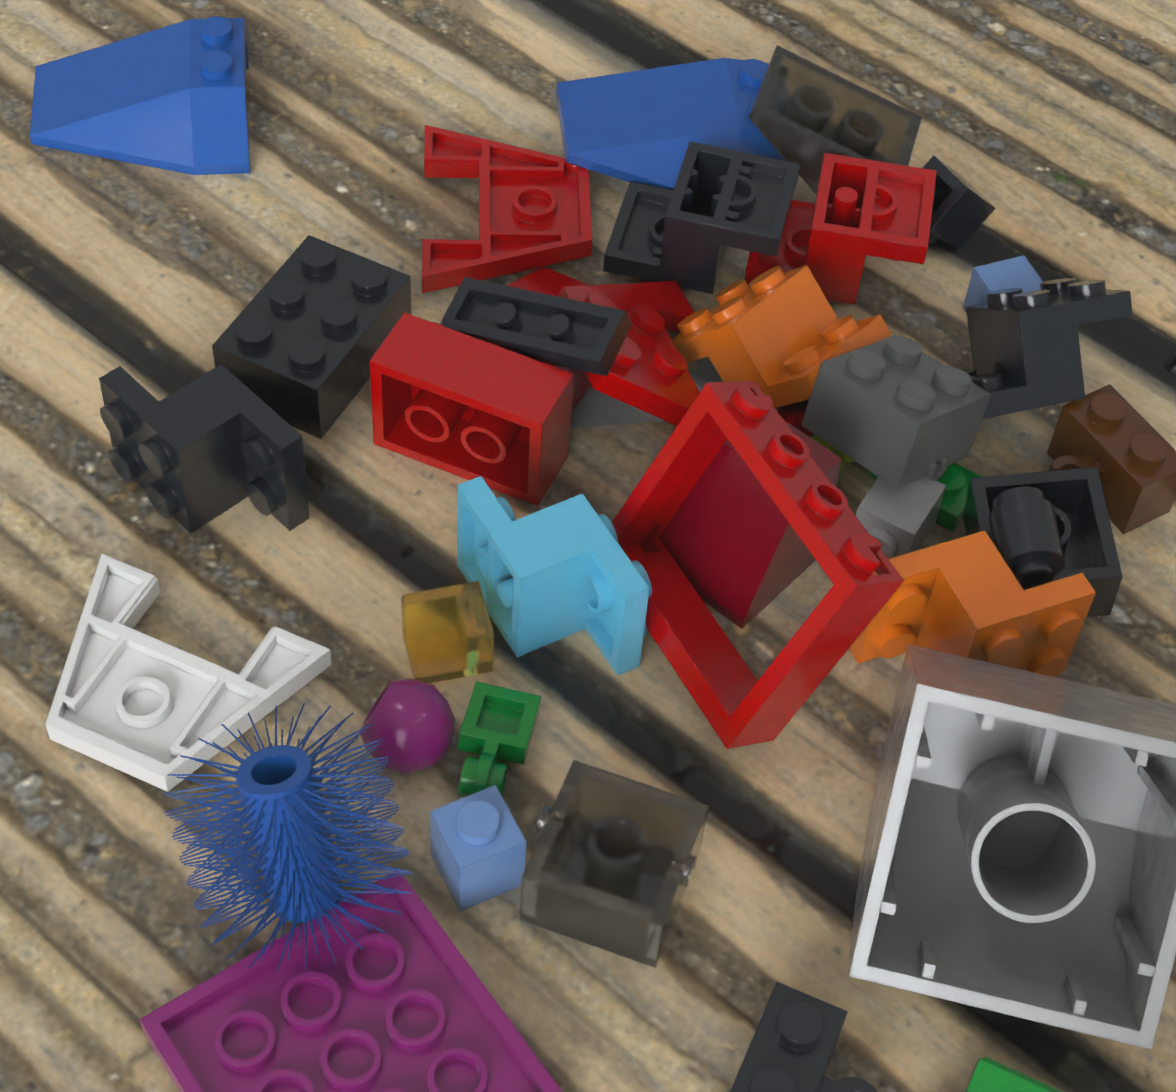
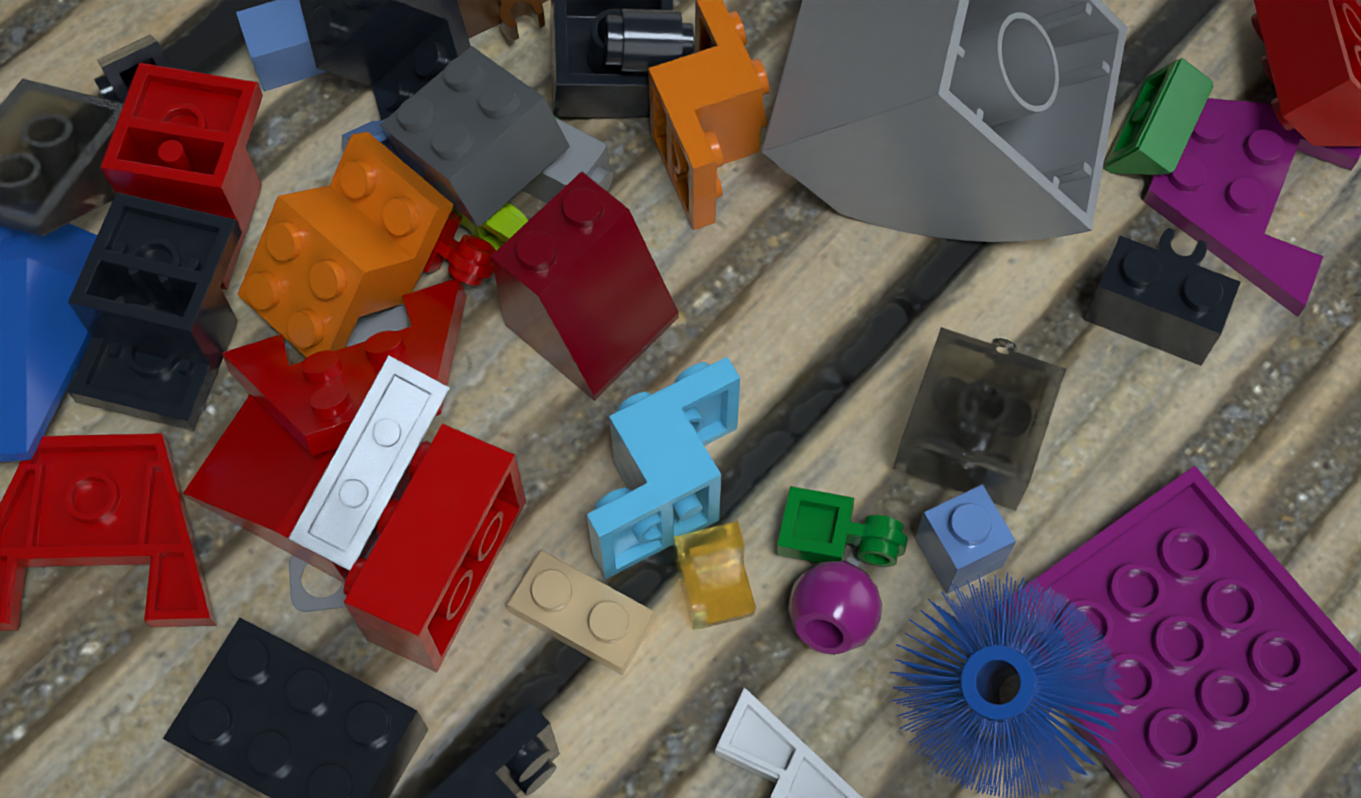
camera: 85 degrees left, 15 degrees up
(415, 543) = (581, 612): none -> tan plate
(708, 664) = (661, 196): red window -> none

